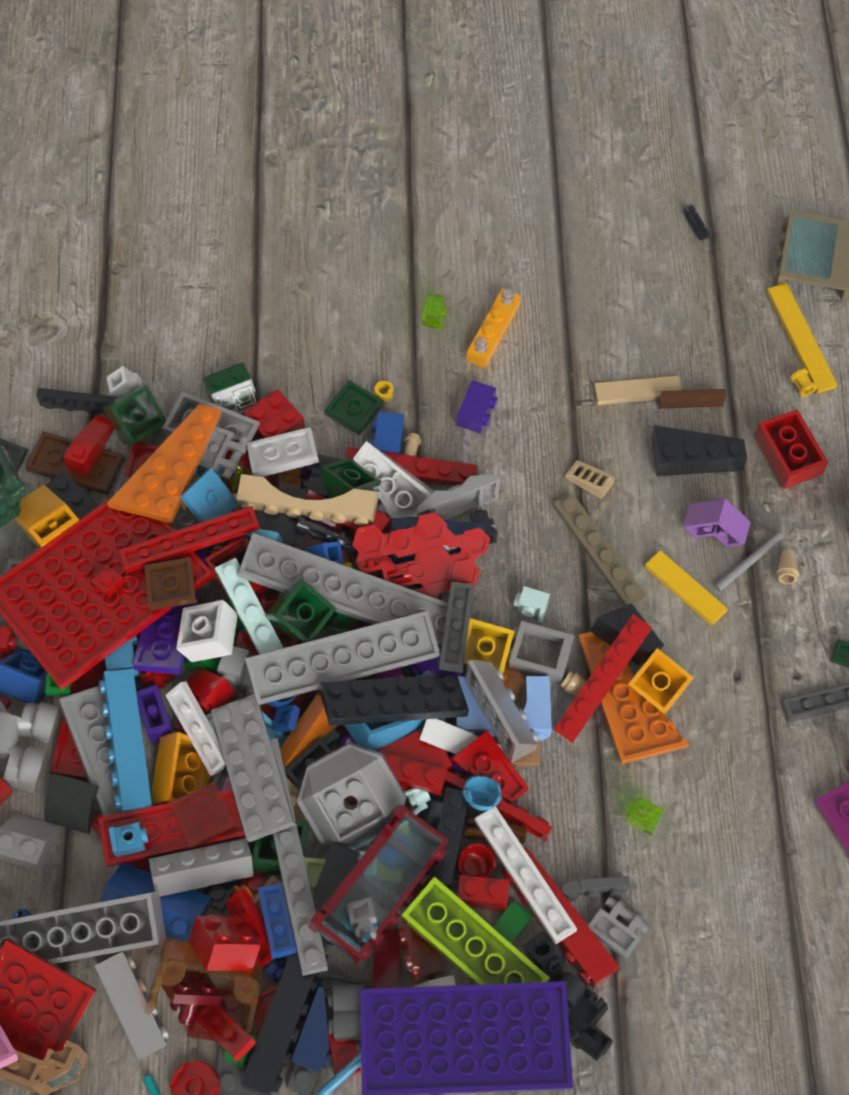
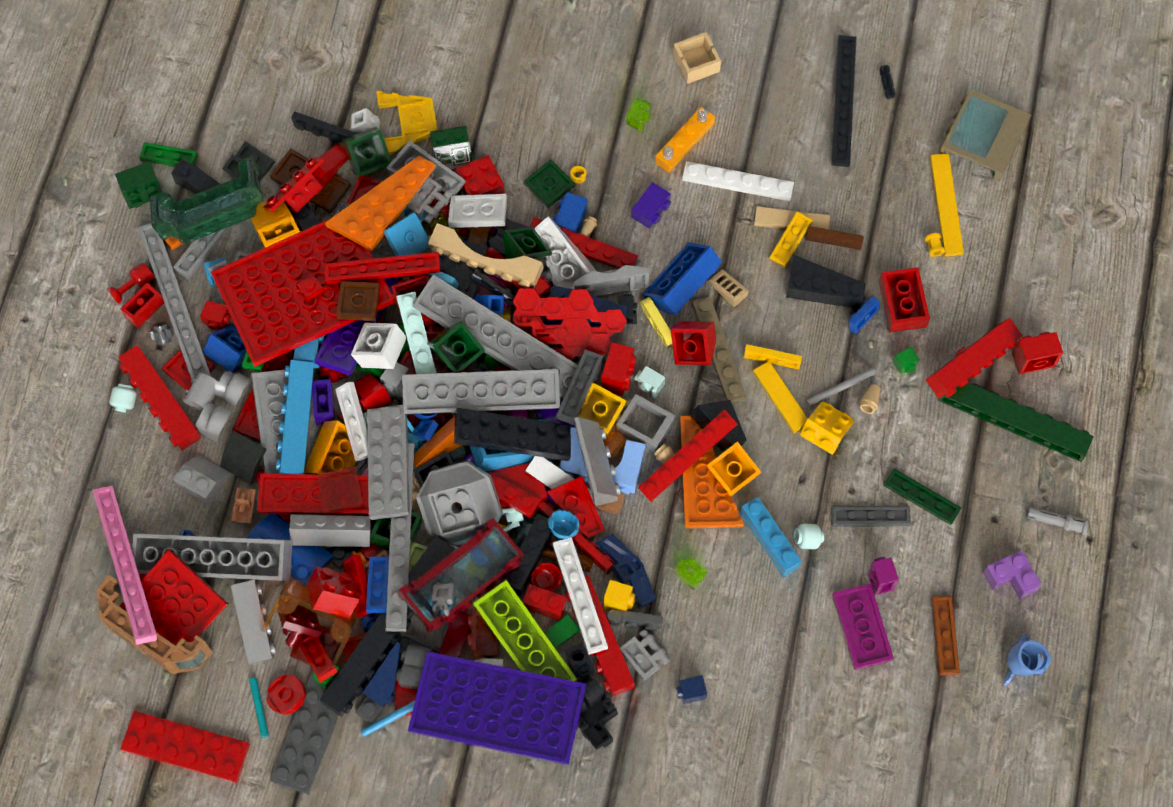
camera: 15 degrees right, 5 degrees up
(66, 471) = (299, 189): none -> red bracket
(86, 862) = (244, 506): none -> nougat hips
(123, 847) = (282, 501): dark azure brick -> none
(181, 367) = (415, 116): none -> yellow wing
(482, 237) = (696, 57): none -> tan piece
(494, 595) = (618, 369): none -> red brick
(521, 534) = (656, 321): none -> light yellow beam
(535, 479) = (682, 277): none -> blue slope
(565, 360) = (738, 181): none -> white plate
(570, 548) = (693, 342): none -> red slope
(570, 828) = (628, 569): none -> dark blue plate
(570, 864) = (619, 597): none -> yellow brick
(643, 410) = (790, 239): none -> yellow tile
(656, 252) = (843, 101): none -> black plate
(666, 544) = (775, 357): none -> yellow tile
(687, 956) = (692, 689): none -> dark blue brick
(717, 519) = (823, 347): medium lavender brick -> none
(724, 751) = (770, 537): none -> dark azure brick
(748, 610) = (826, 427): none -> yellow bracket
(752, 471) = (867, 311): none -> blue plate
(767, 740) = (808, 536): none -> light aqua head
(813, 516) = (906, 361): none -> green plate

